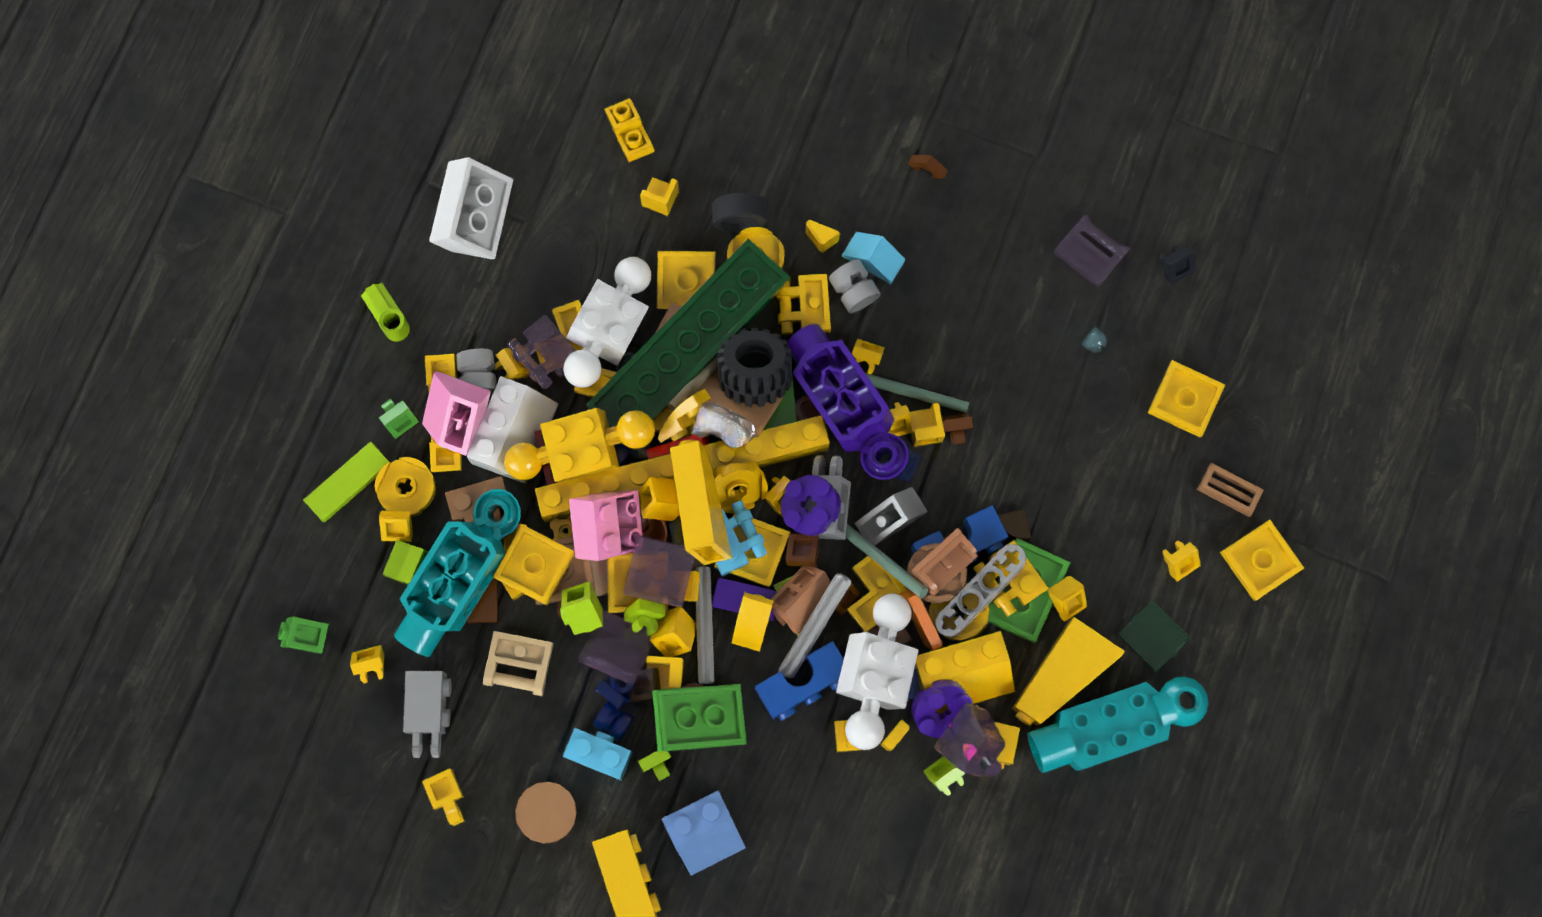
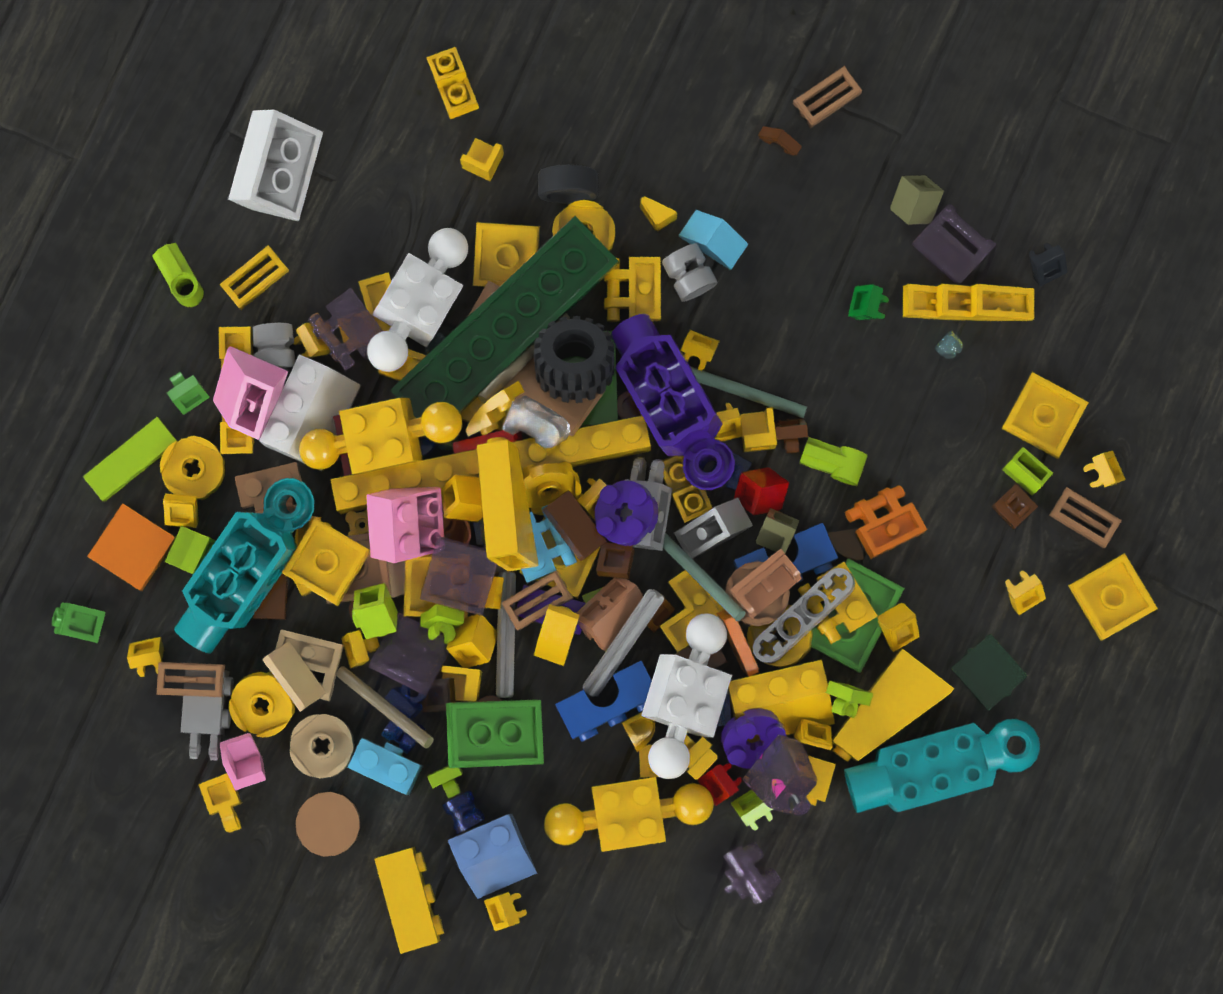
camera: 10 degrees right, 5 degrees up
(351, 563) = (132, 547): none -> orange tile
(437, 682) = (218, 680): none -> medium nougat tile
(463, 319) = (262, 286): none -> yellow tile
(463, 756) = (242, 761): none -> bright pink panel
(474, 718) = (256, 720): none -> yellow plate
(508, 673) = (294, 676): none -> tan tile
(554, 739) = (303, 746): none -> tan plate
(567, 645) = (357, 648): none -> yellow tile
(595, 698) = (384, 707): none -> dark tan bar
(671, 786) = (463, 804): none -> clear blue wheel
(716, 886) = (503, 911): none -> yellow tile
(725, 581) = (513, 614): none -> medium nougat tile
(763, 519) = (574, 525): none -> reddish brown tile
(829, 786) = (628, 814): none -> yellow brick
(834, 707) = (639, 730): none -> yellow tile
(864, 488) = (688, 499): none -> yellow slope
(889, 721) = (696, 749): none -> yellow tile
(912, 753) = (719, 783): none -> red tile
(933, 480) = (761, 490): none -> red panel
(942, 838) = (745, 876): none -> clear purple hips
(949, 515) = (777, 531): none -> olive panel
(950, 140) = (806, 111): none -> medium nougat tile
(997, 701) = (814, 734): none -> yellow slope
(1005, 451) = (842, 463): none -> lime piece
(1017, 305) = (866, 302): none -> green tile
(1028, 665) = (848, 698): none -> lime tile
(1054, 509) = (890, 530): none -> orange plate
(1055, 212) = (916, 199): none -> olive panel
(1109, 301) = (972, 303): none -> yellow slope
(1165, 482) = (1014, 506): none -> reddish brown tile
(1175, 449) = (1027, 471): none -> lime piece
(1247, 443) = (1108, 469): none -> yellow tile

